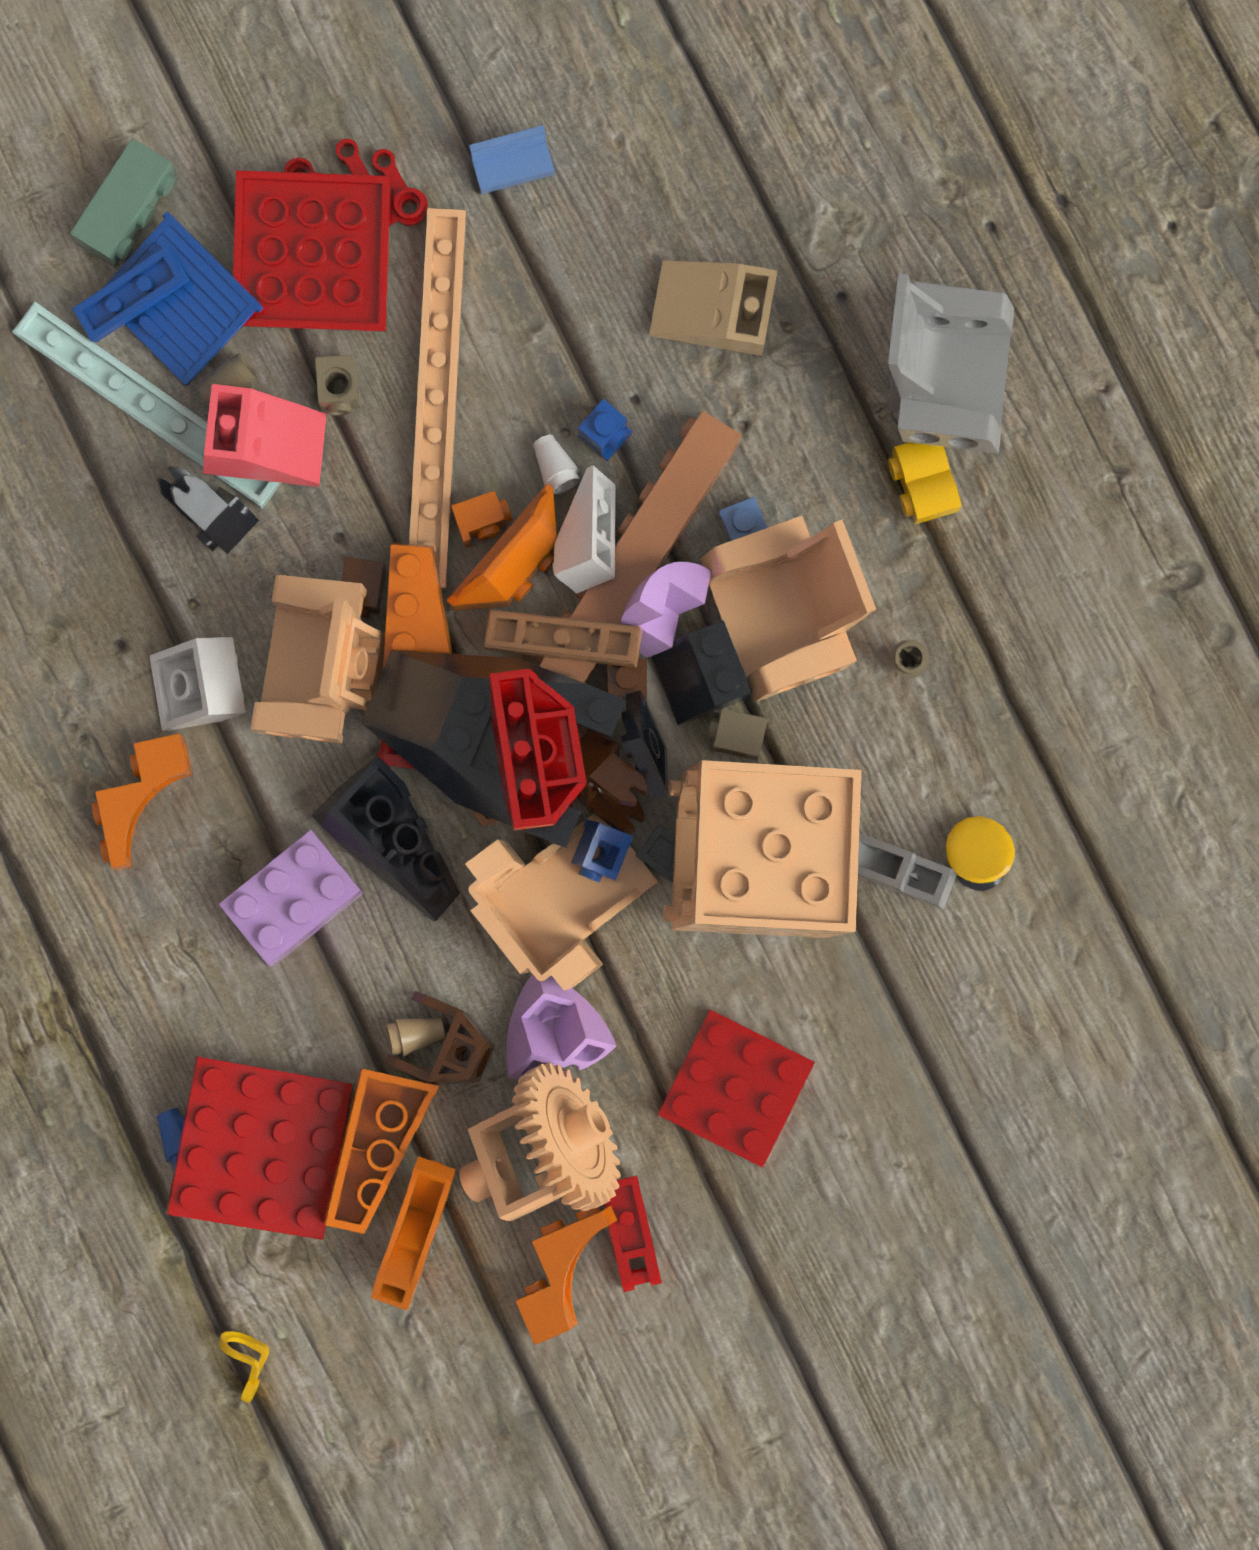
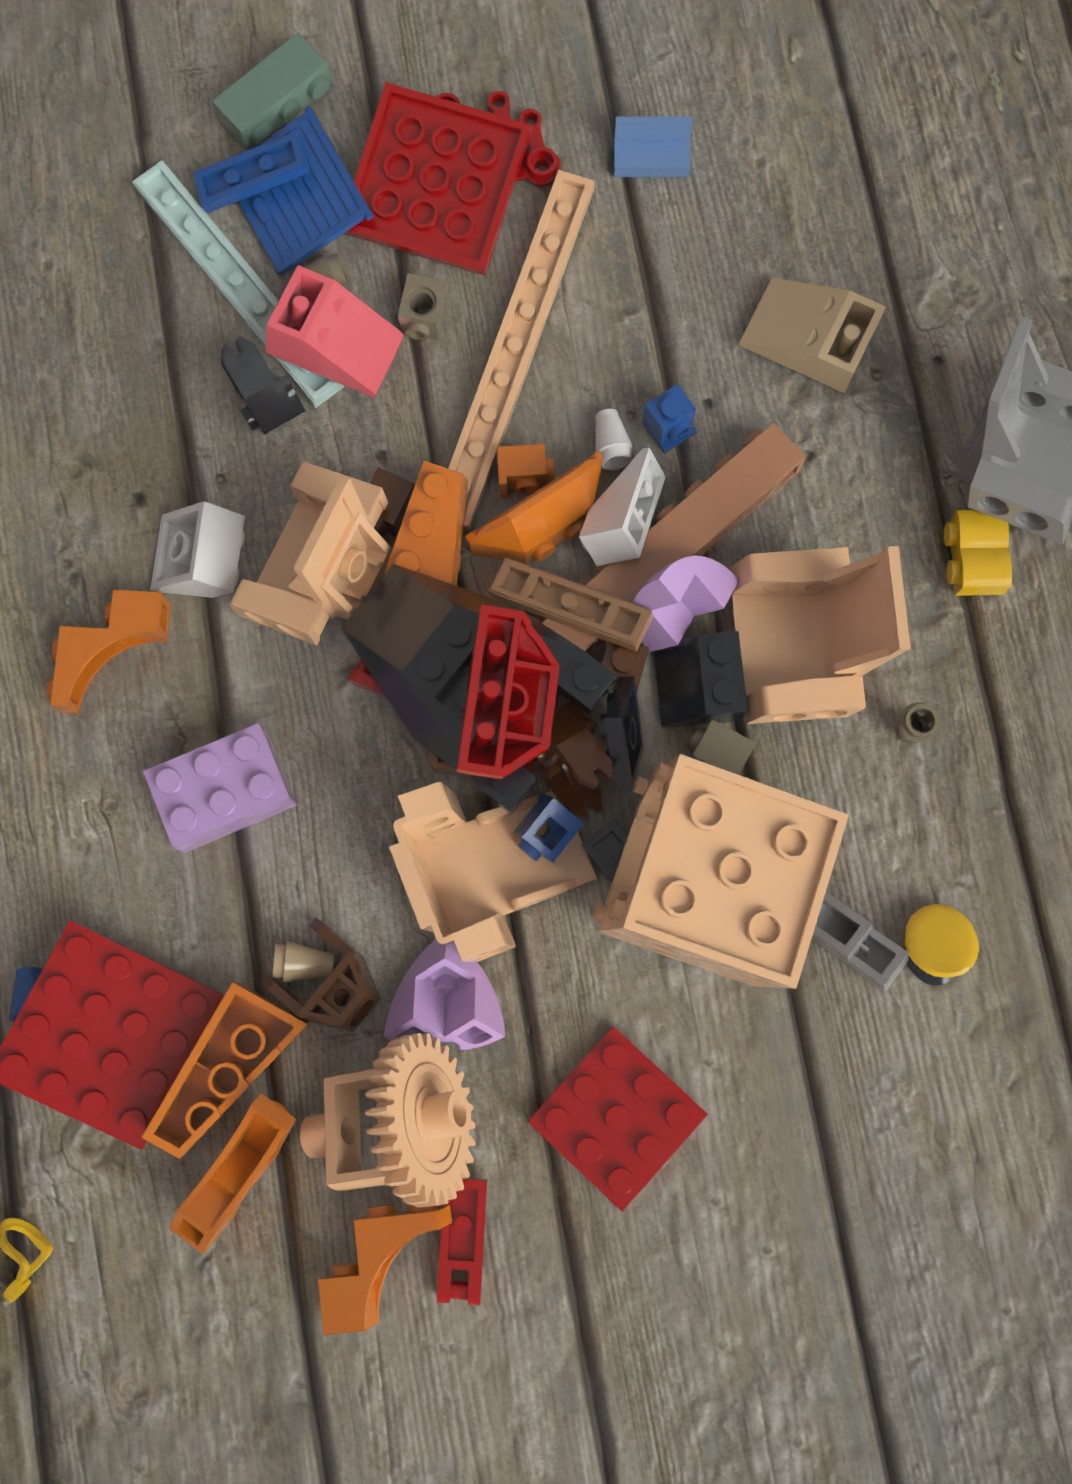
camera: 25 degrees right, 5 degrees down
(382, 830) = (335, 749): black wedge -> none
(742, 519) = (782, 538): medium blue plate -> none

